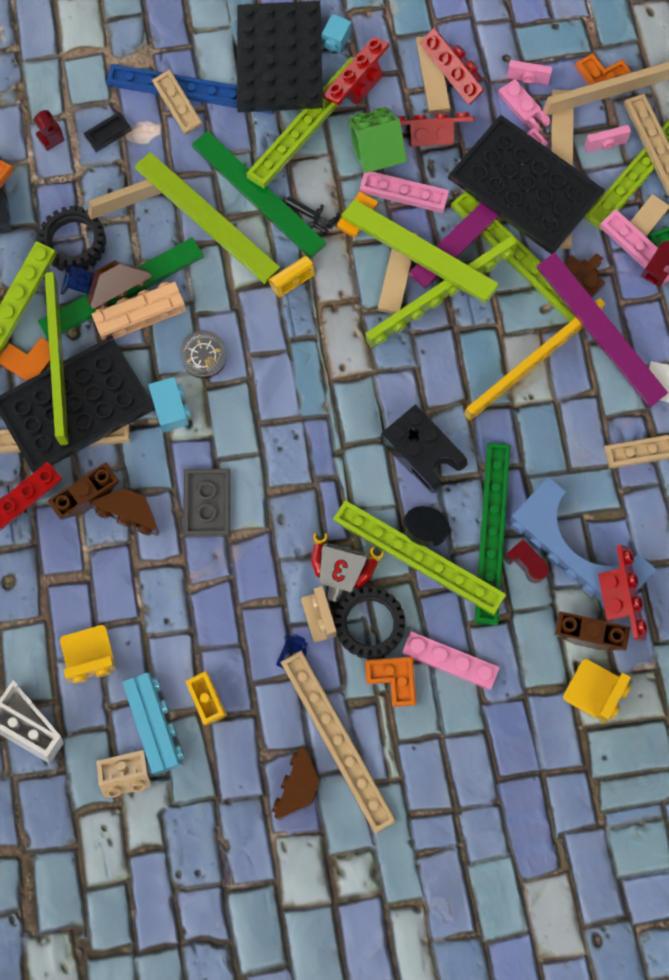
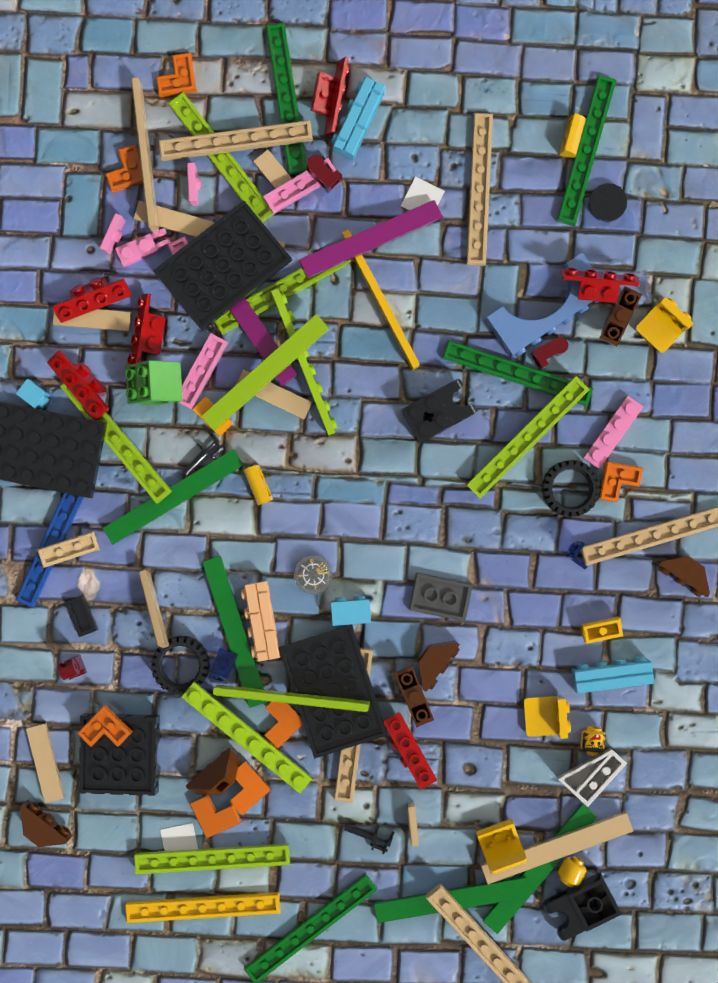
camera: 75 degrees left, 15 degrees up
(68, 718) = (593, 740): none -> head
(114, 281) = (233, 636): slope -> none
(123, 774) = (645, 705): tan bracket -> none
(207, 217) = (189, 546): lime tile -> none
(318, 616) = (556, 527): tan bracket -> none
(341, 567) = (523, 500): light grey torso -> none
(426, 526) = (503, 425): black tile -> none
(587, 273) = (313, 239): reddish brown hinge -> none

